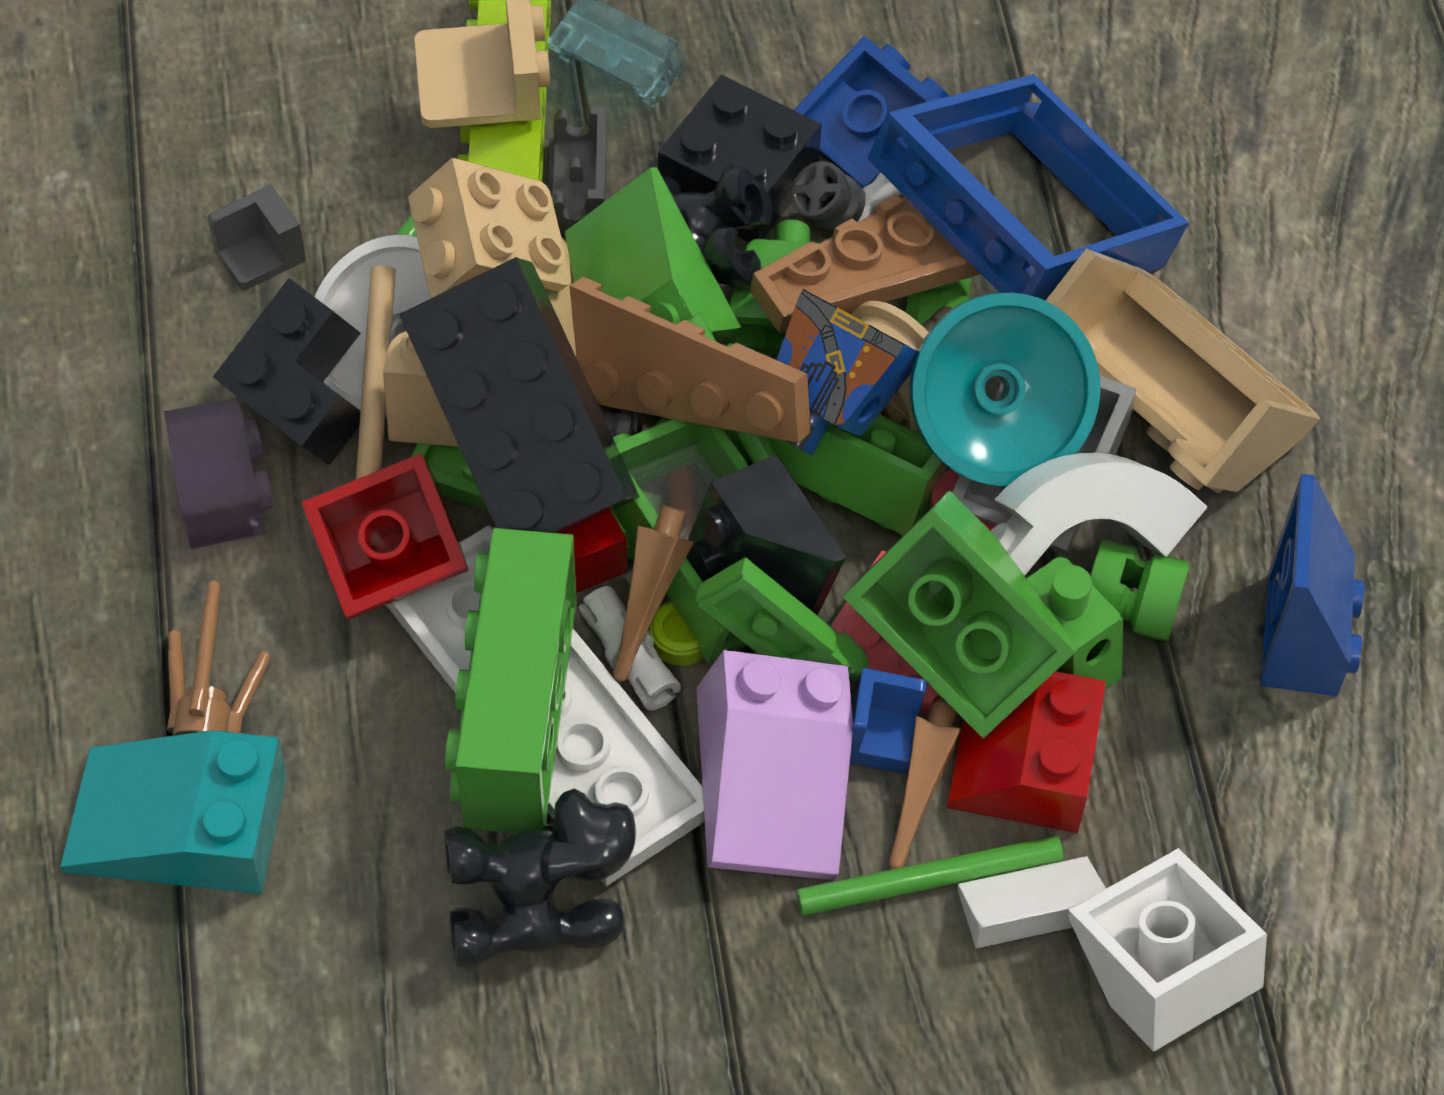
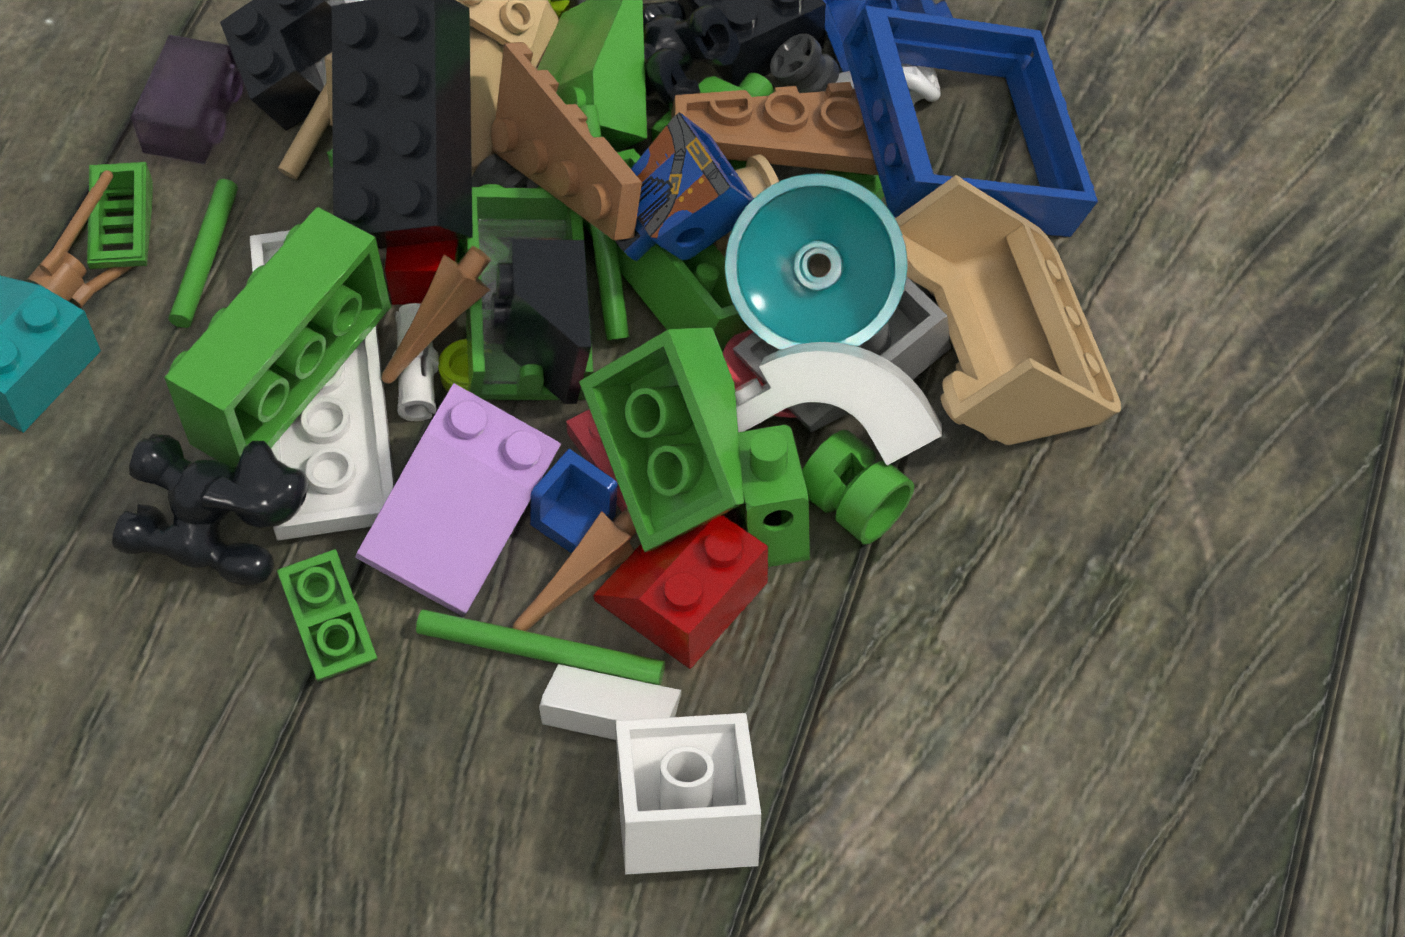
camera: 30 degrees right, 0 degrees up
(191, 591) = (127, 180): none -> bright green slope
(333, 631) = (203, 253): none -> bright green bar
(385, 536) = (265, 188): red slope -> none
(706, 941) = (327, 615): none -> bright green slope
(774, 620) = (520, 384): bright green hinge -> none
(1311, 600) = (996, 550): blue slope -> none

